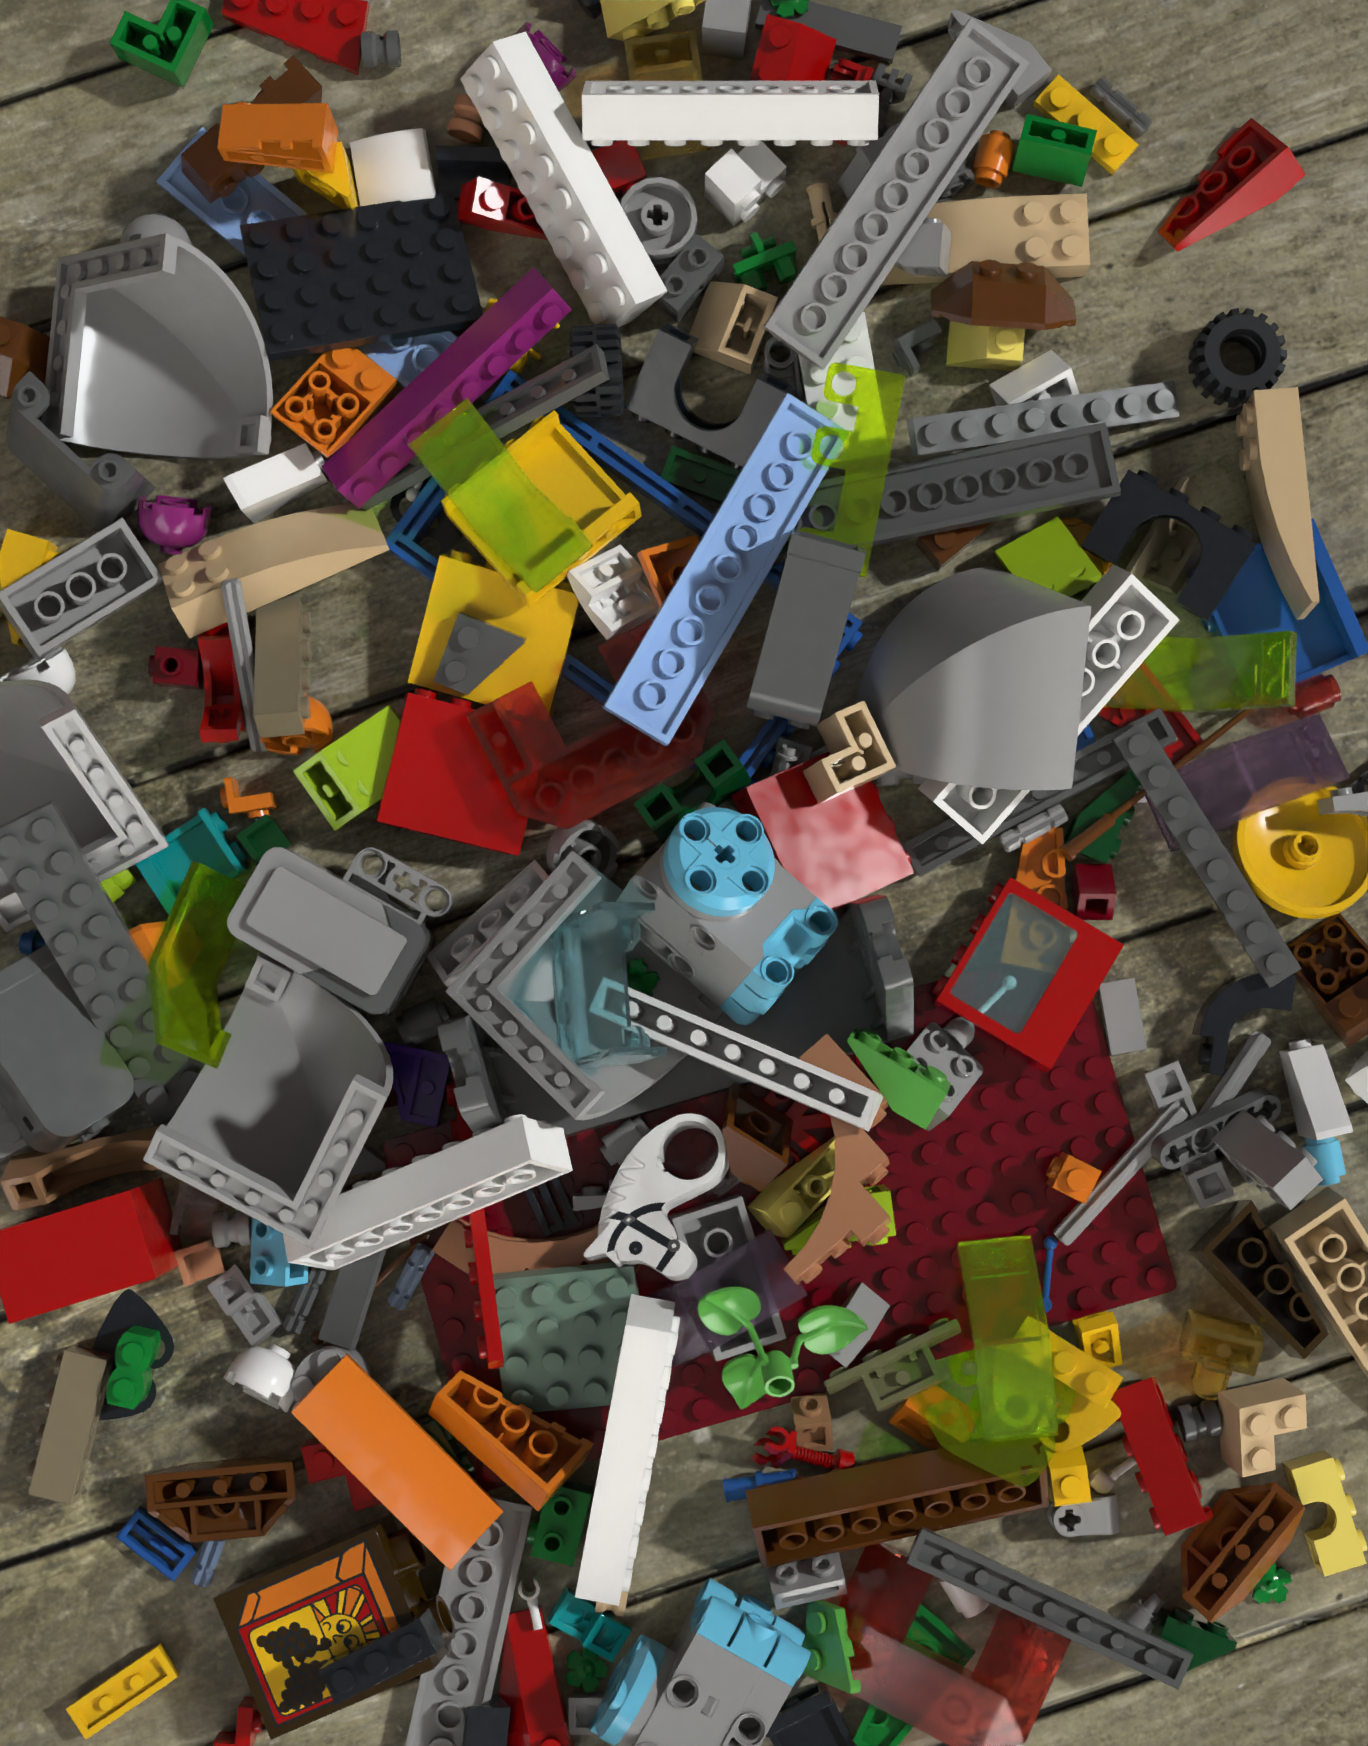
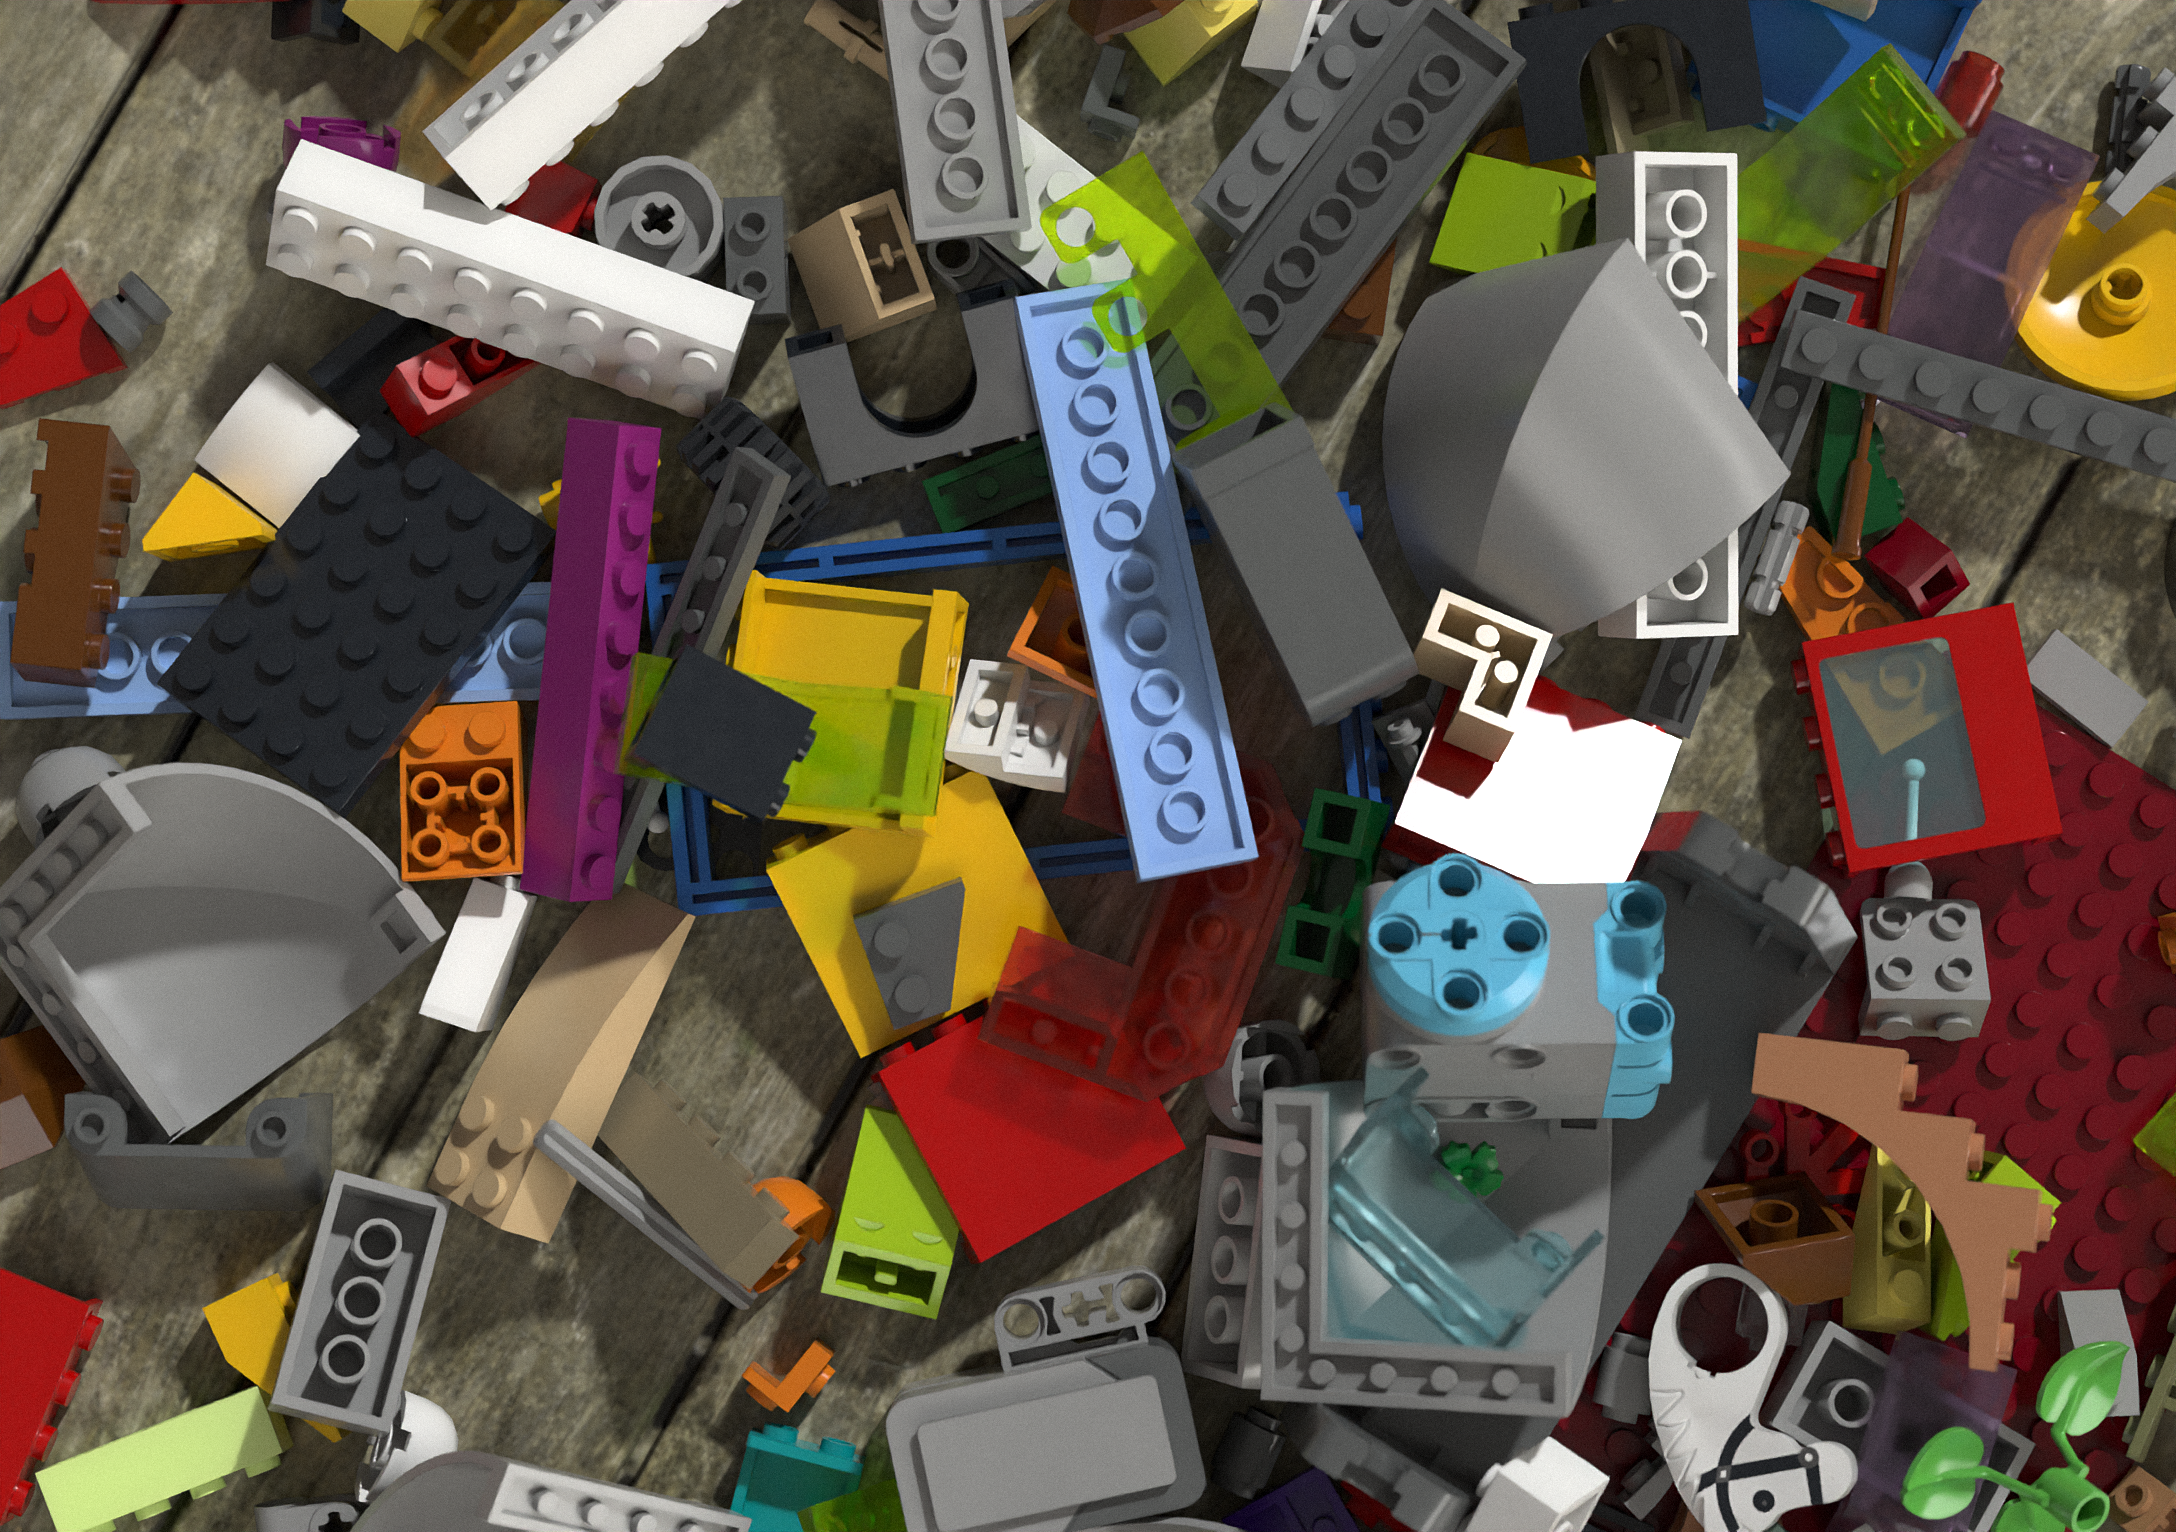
camera: 40 degrees left, 0 degrees up
(173, 522) = (396, 1116): magenta cylinder -> none
(176, 668) = (561, 1290): dark red brick -> none
(223, 706) = (656, 1282): red arch -> none
(263, 836) = (857, 1406): dark green panel -> none
(279, 135) = (114, 535): orange wedge -> none
(467, 121) = (316, 307): nougat wheel -> none
(472, 470) = (723, 734): none -> black panel
(743, 181) = (720, 82): white brick -> none
(754, 1061) = (1705, 1148): white brick -> none
(778, 258) = (850, 136): green hips -> none
(906, 1085) = (1907, 1009): bright green slope -> none

